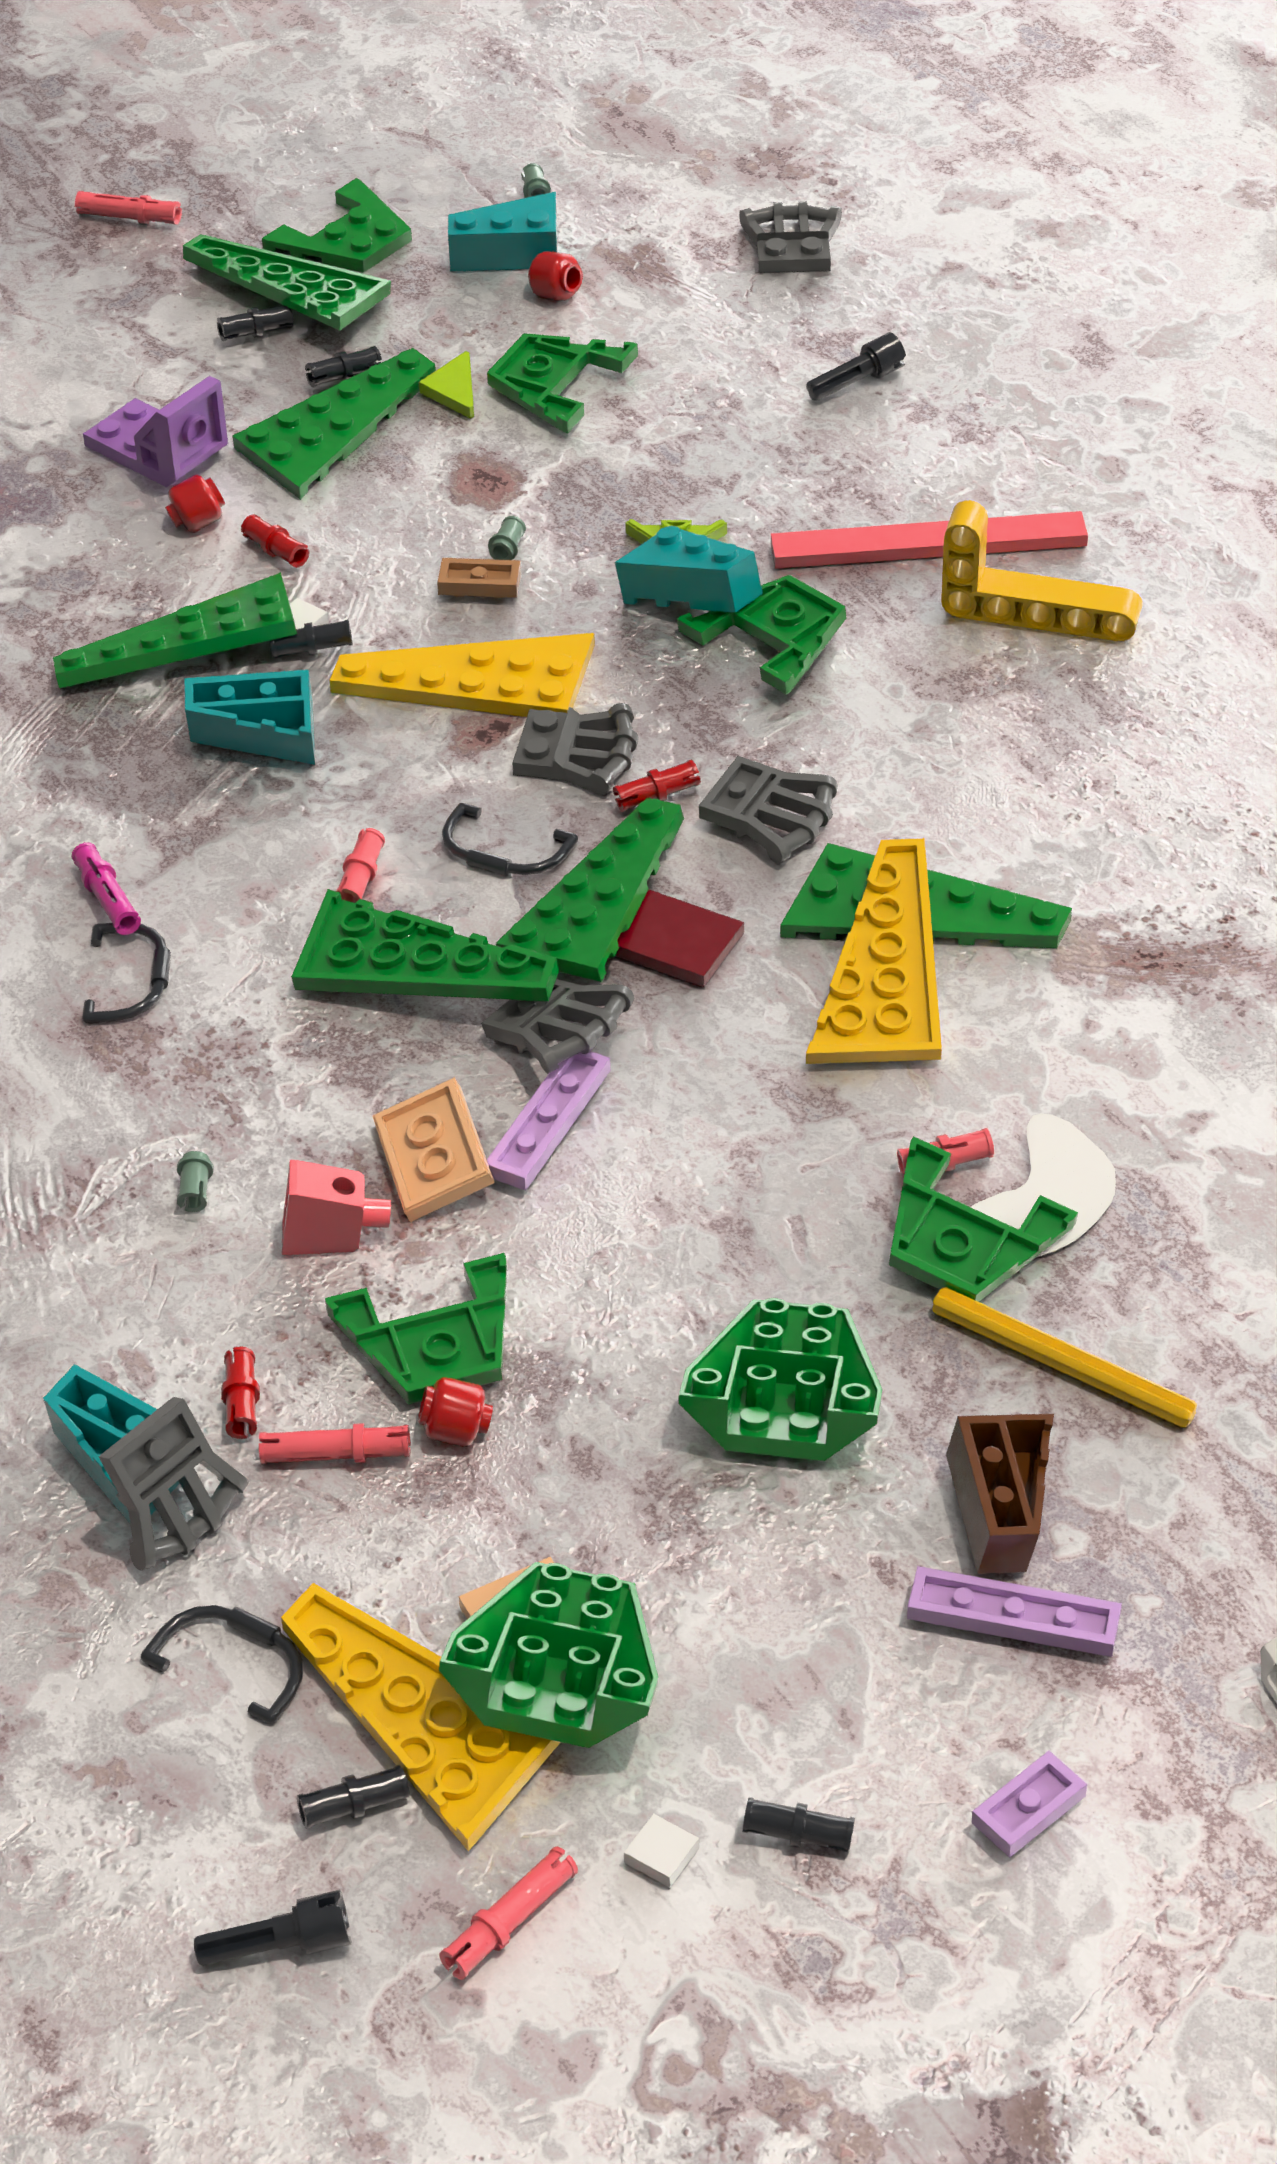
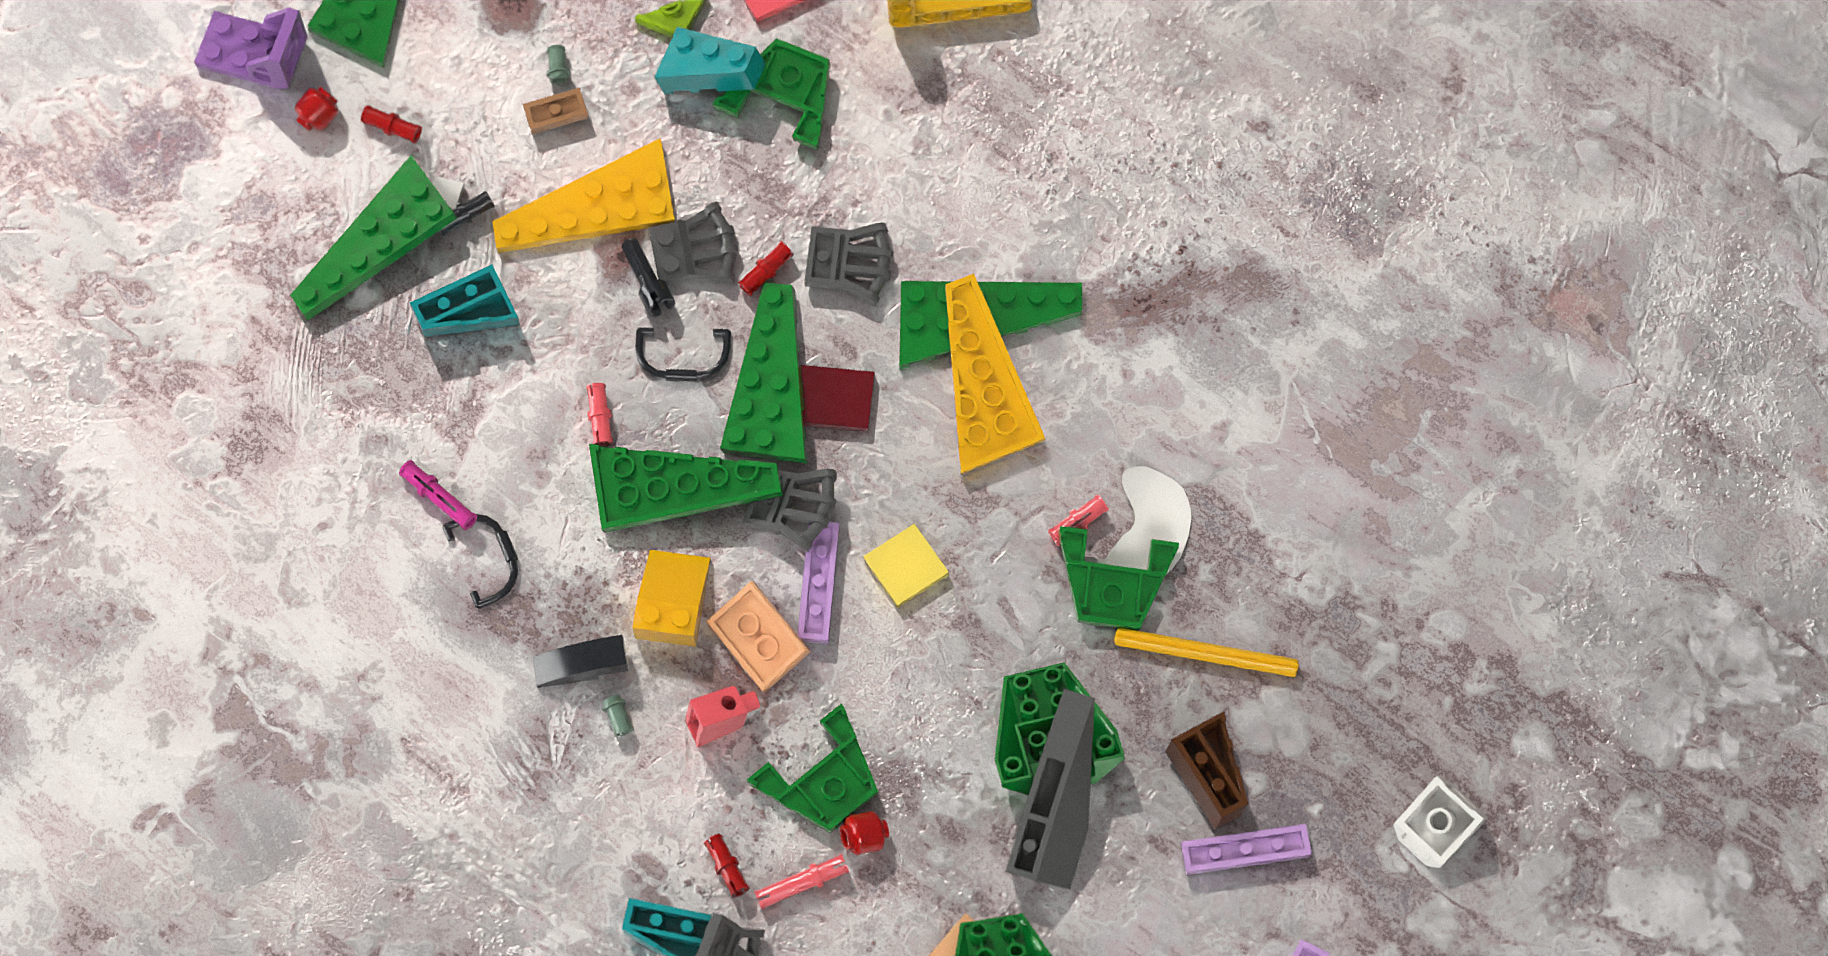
camera: 20 degrees left, 25 degrees up
(183, 1106) = (581, 661): none -> black slope
(336, 1080) = (671, 598): none -> yellow slope
(499, 764) = (652, 290): none -> black piece
(678, 1137) = (906, 565): none -> light yellow tile
(749, 1445) = (1059, 798): none -> dark grey wedge

